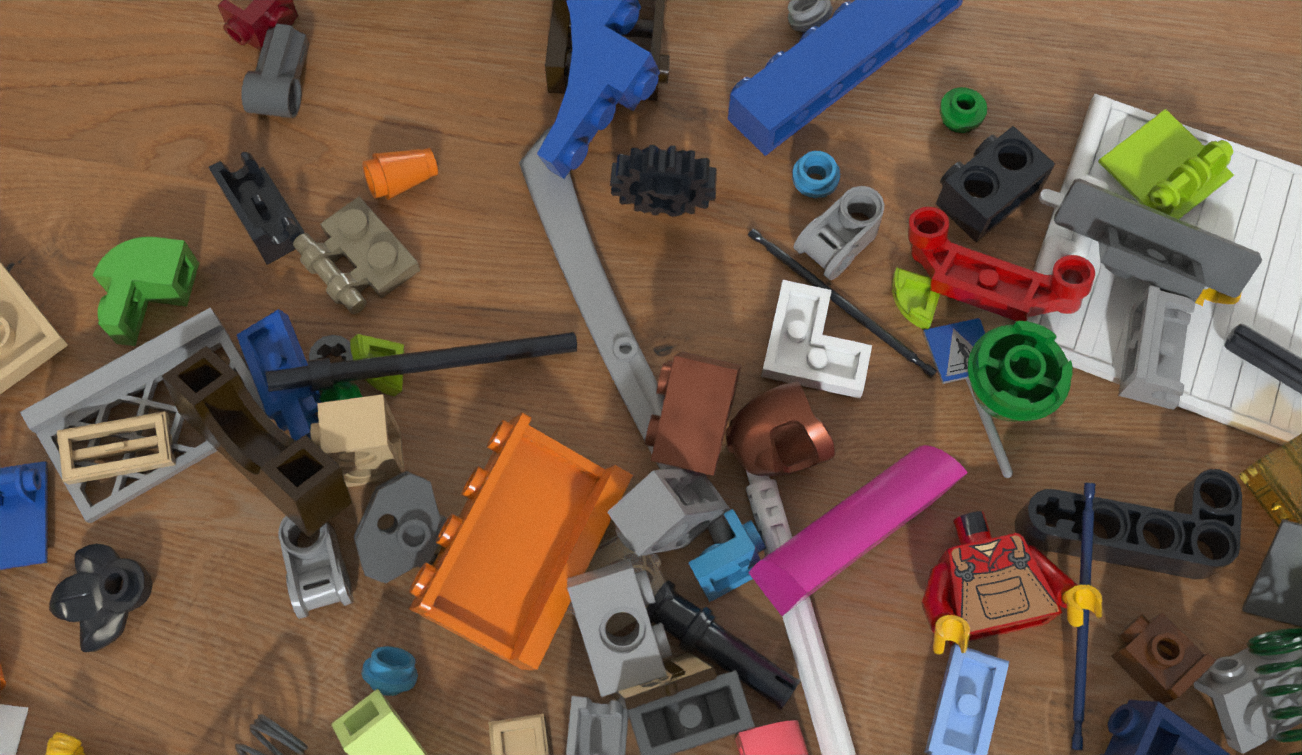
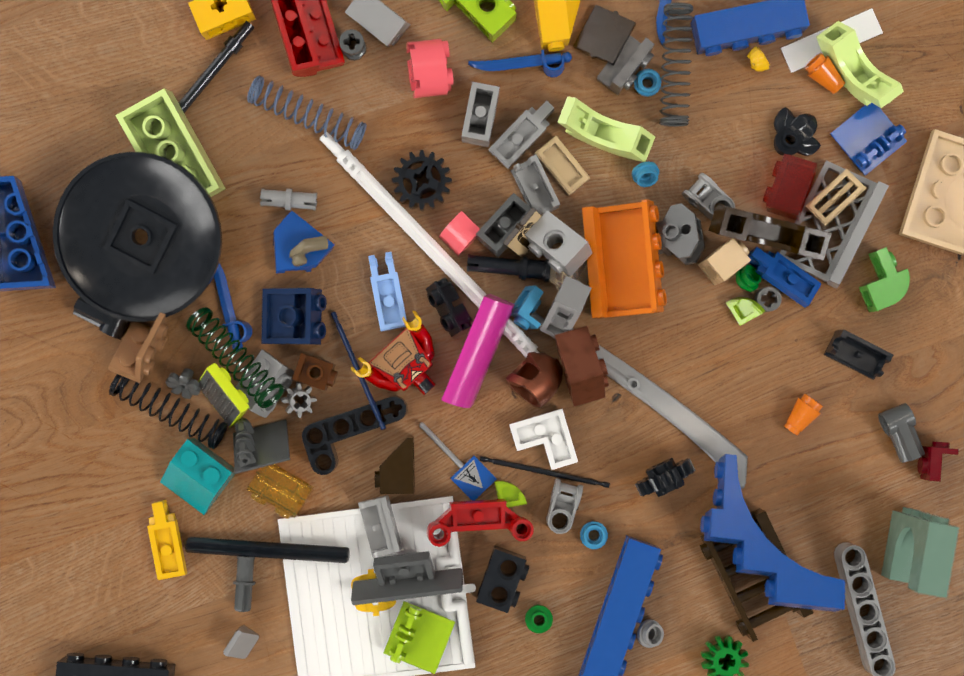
camera: 150 degrees right, 20 degrees up
(171, 506) = (790, 187): none -> clear red piece
(323, 374) = (763, 283): black bar -> none
(367, 245) = (790, 366): dark tan plate -> none
(867, 659) = (441, 296): none -> black hinge
(1019, 372) = (440, 471): green cone -> none
(1087, 421) = (398, 470): none -> dark brown slope
(1213, 623) = (299, 408): none -> light grey gear

